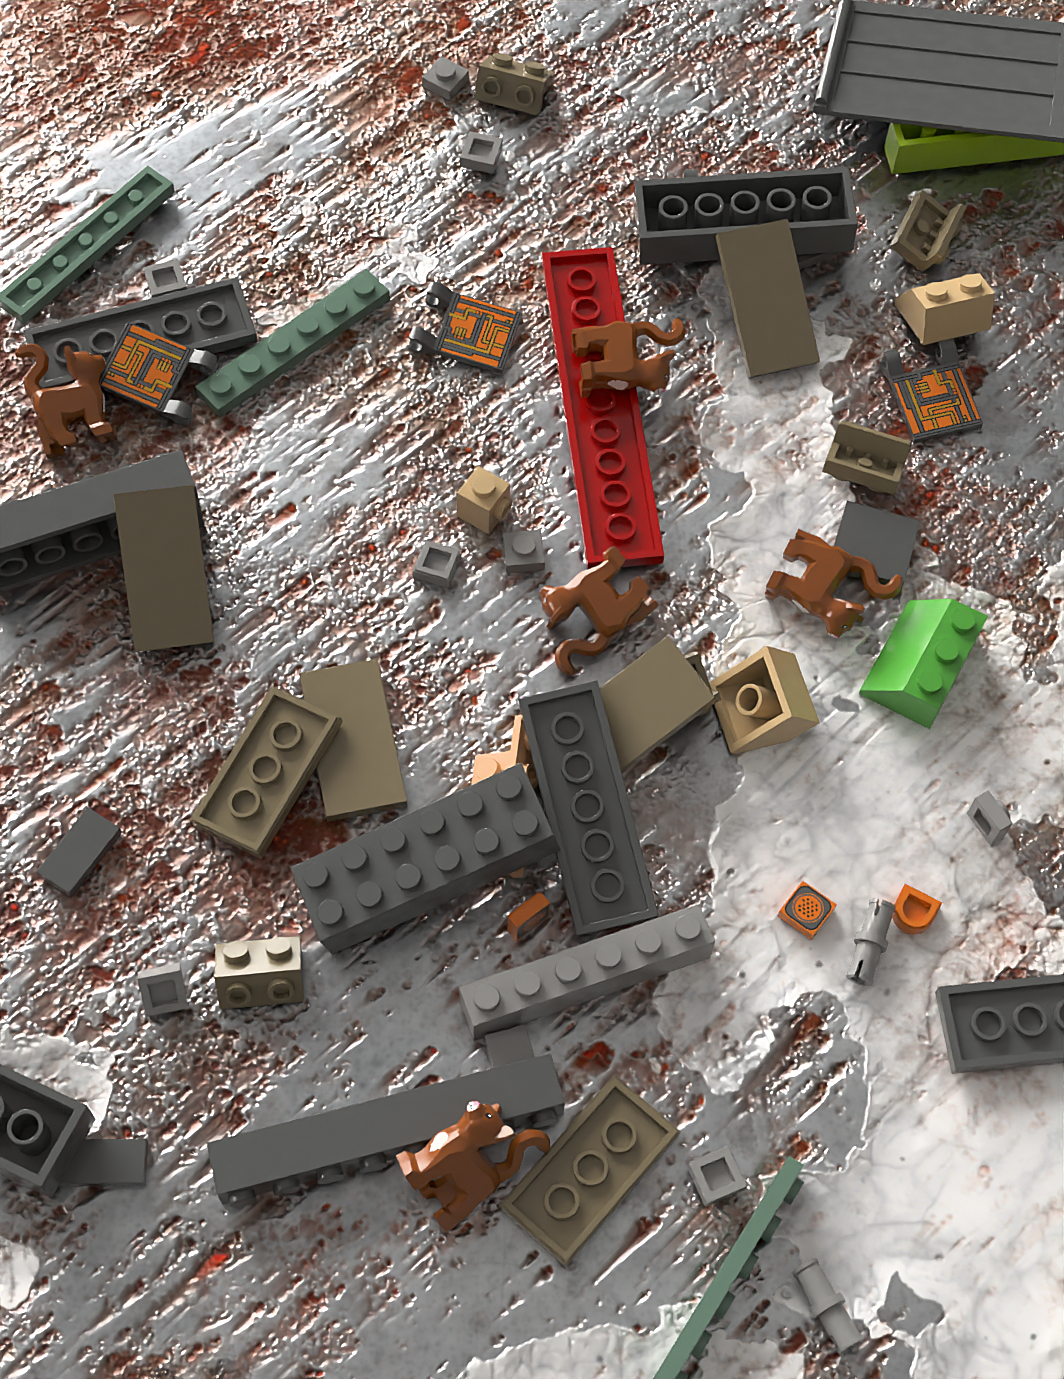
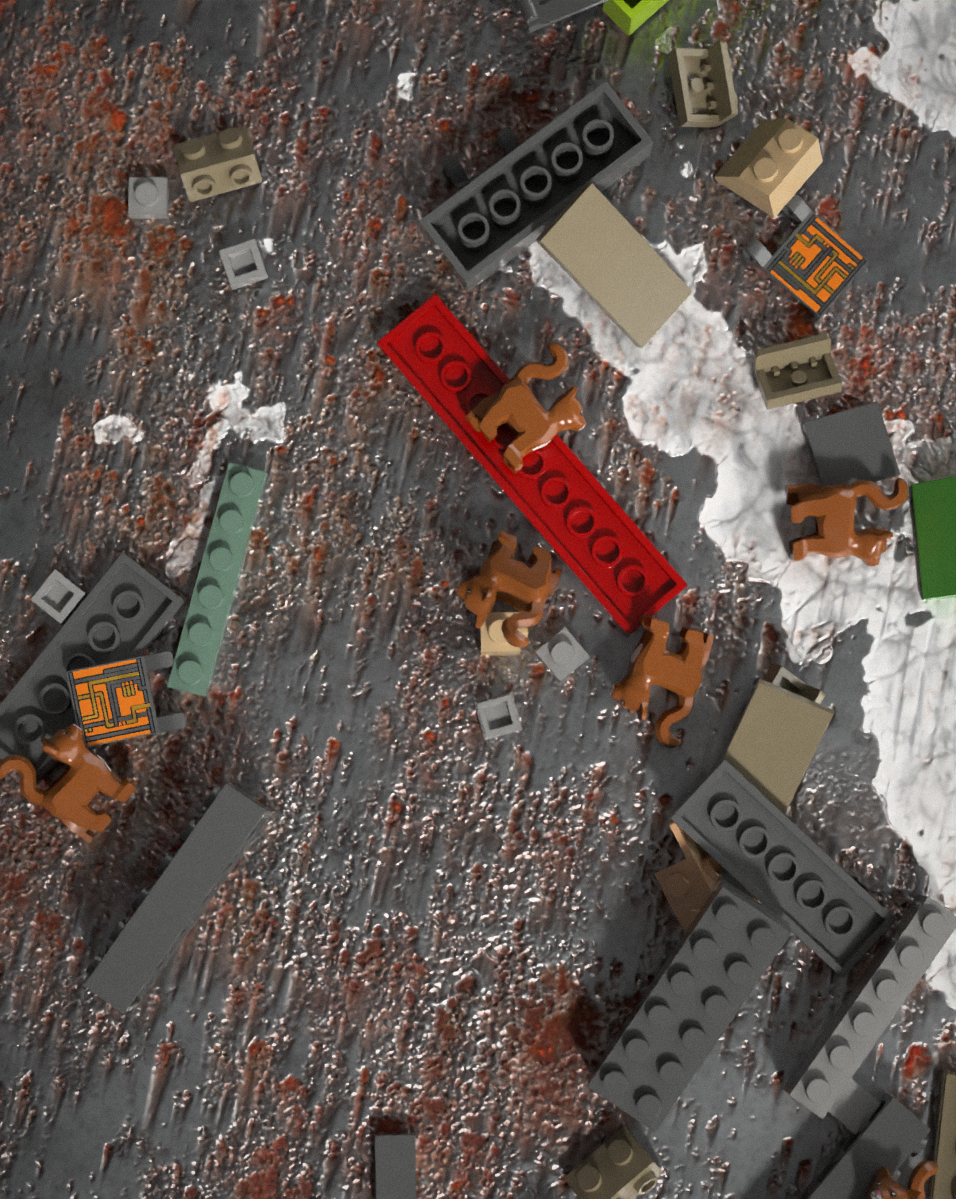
camera: 30 degrees left, 20 degrees up
(163, 568) = (286, 894): dark tan tile -> none
(266, 772) = (496, 1005): dark tan tile -> none
(361, 763) = (543, 926): dark tan tile -> none
(470, 331) = (368, 461): flag -> none
(519, 464) = (513, 584): none -> dark orange animal
(528, 916) = (793, 988): orange tile -> none
(763, 701) = (857, 668): tan slope -> none

